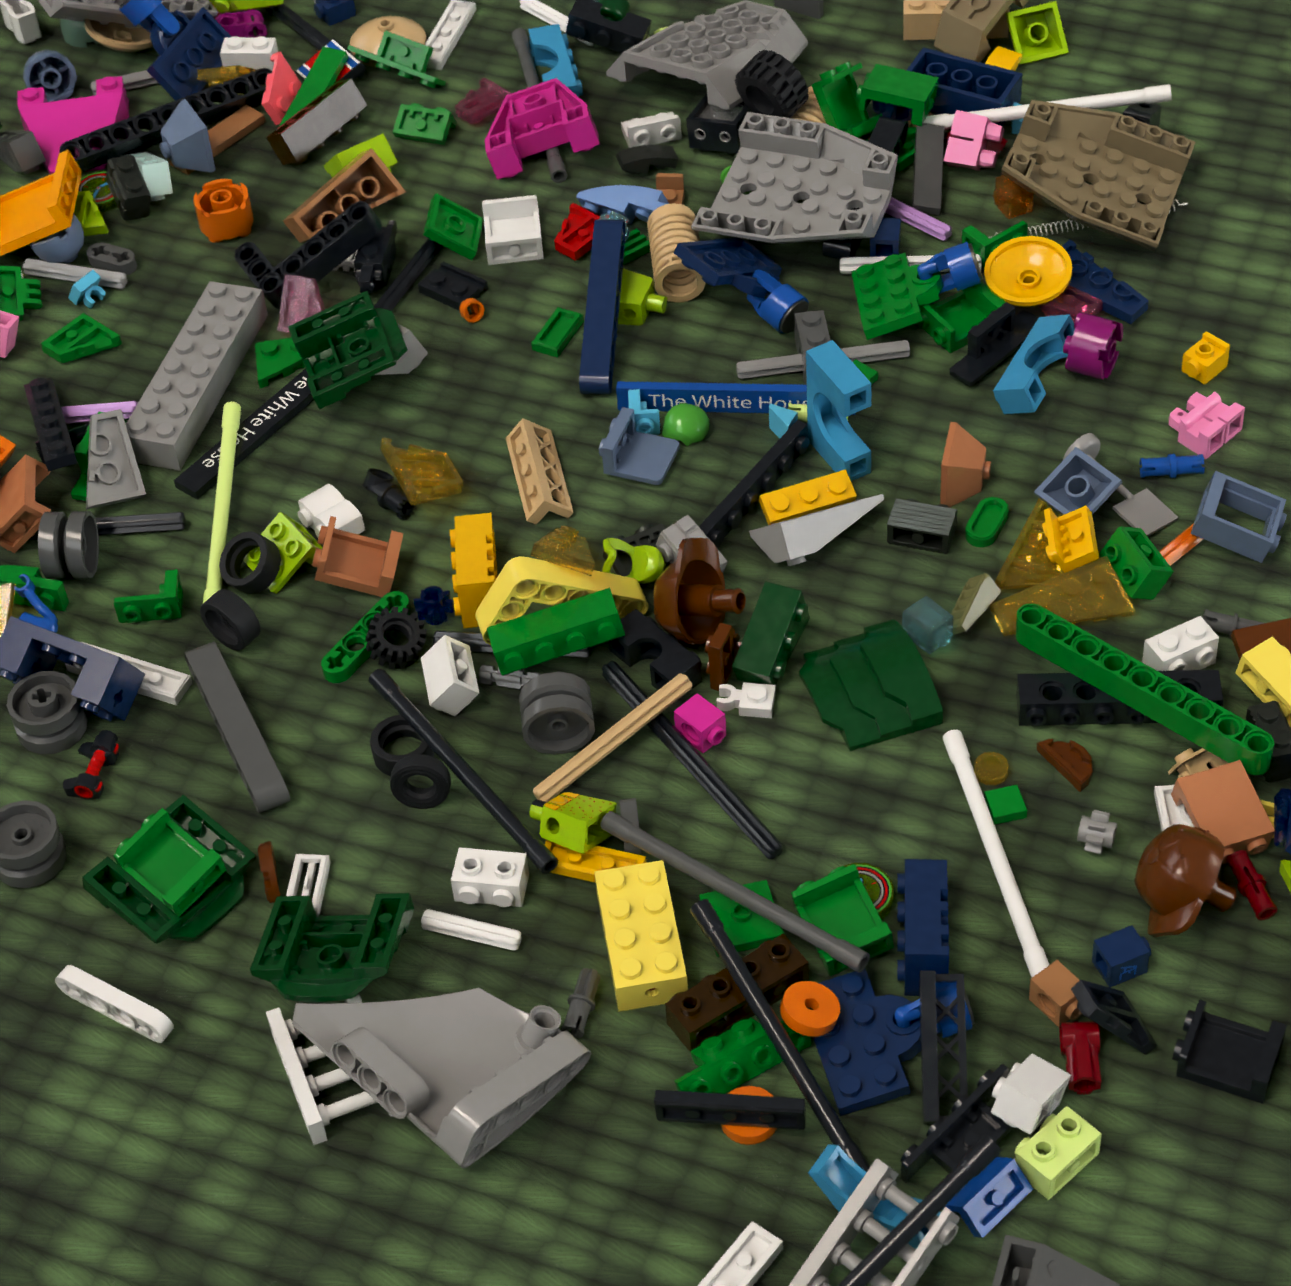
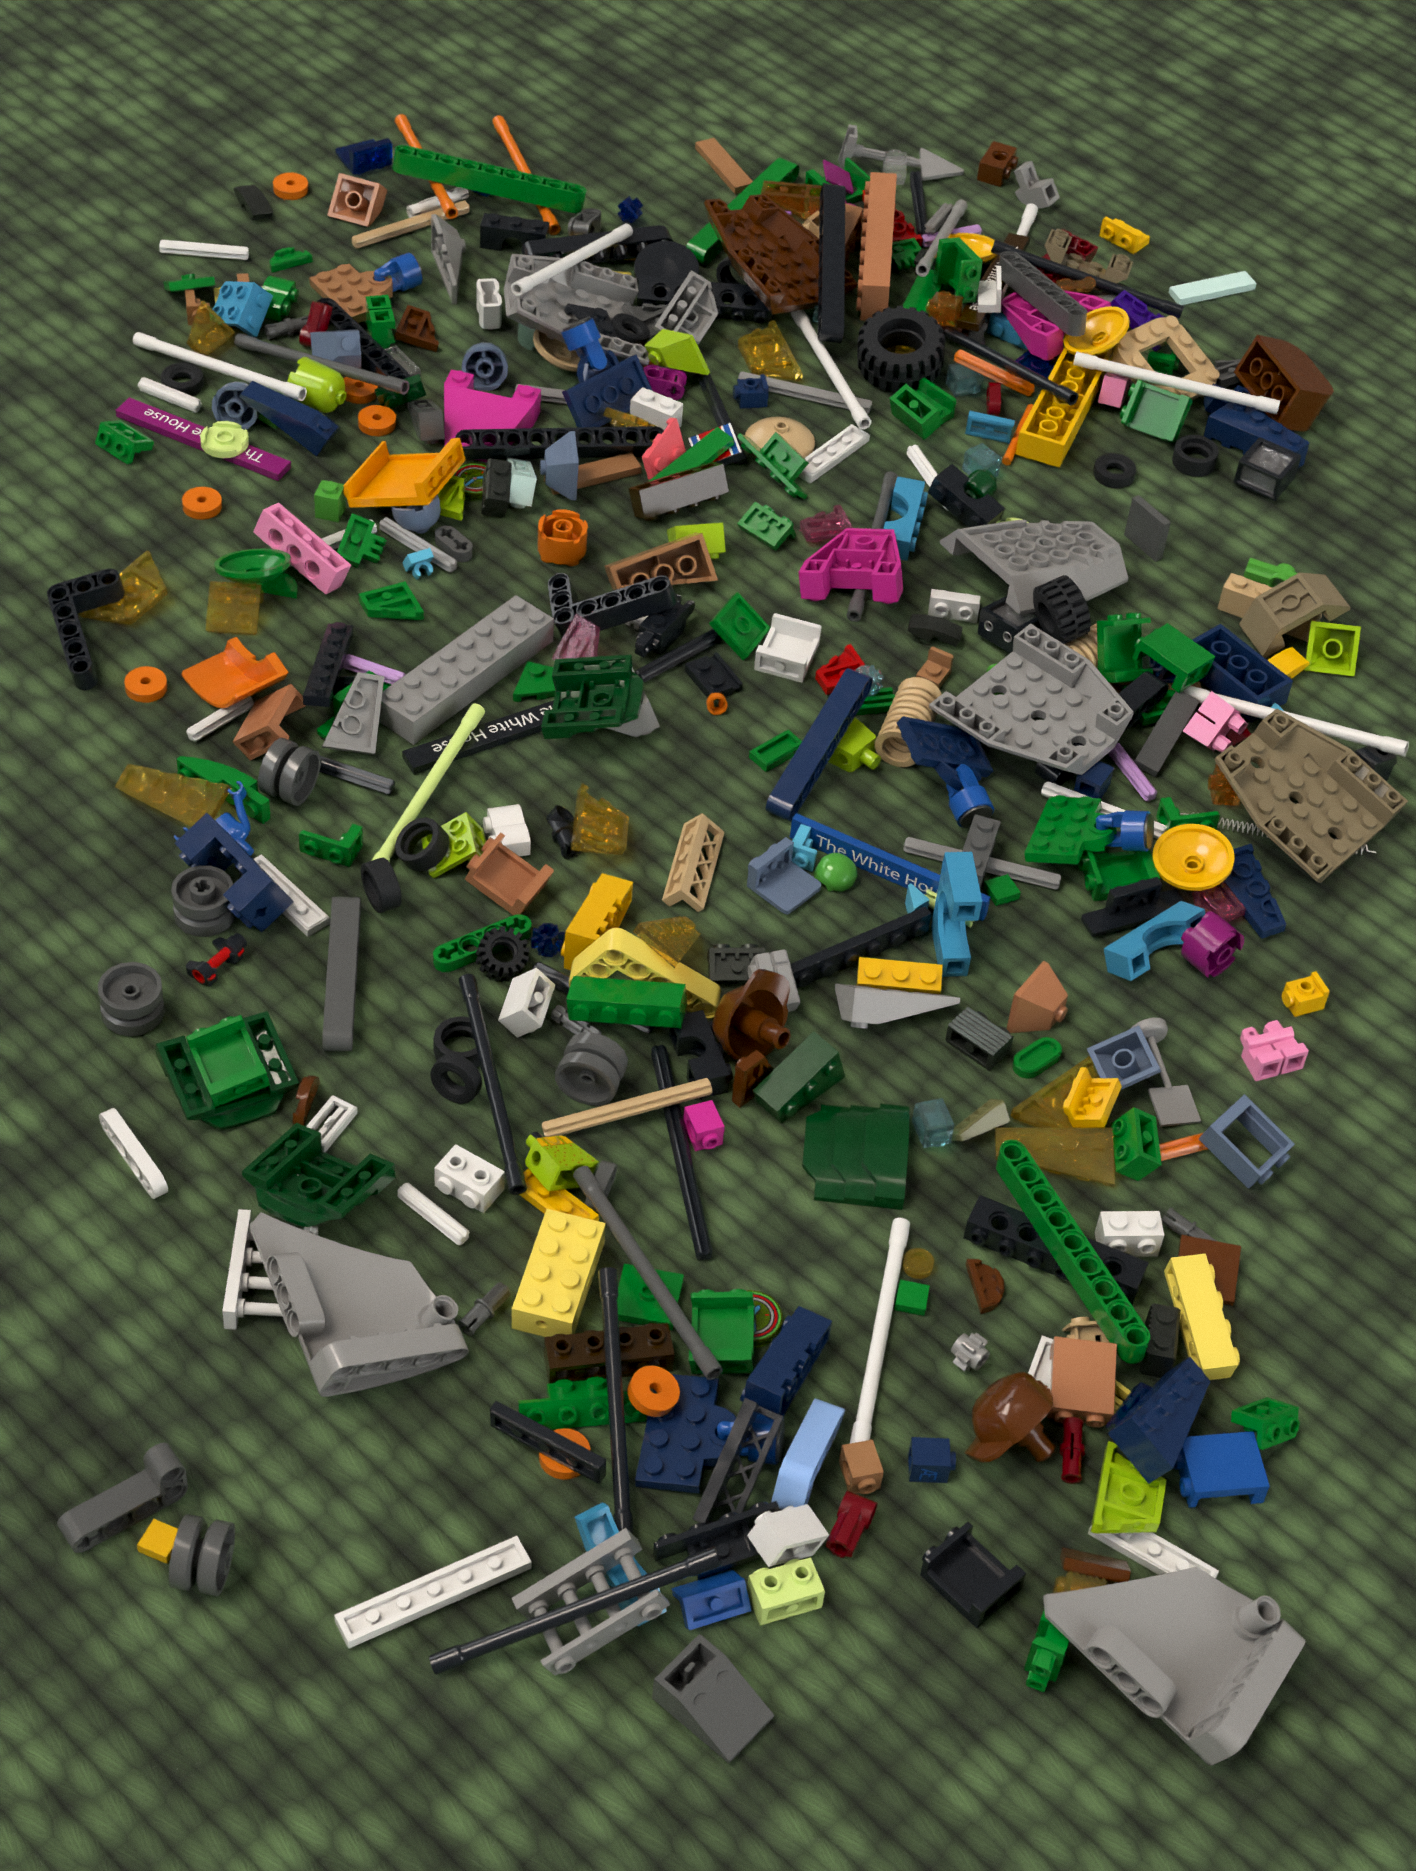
camera: 15 degrees right, 0 degrees up
(622, 199) = (890, 659): medium blue slope -> none
(646, 559) = (734, 973): lime piece -> none
(752, 700) = (757, 1124): white plate -> none
(1000, 1004) = (807, 1454): none -> light blue beam
(1113, 1012) = (894, 1501): black wing -> none
(1171, 465) = (1220, 1074): blue pin -> none

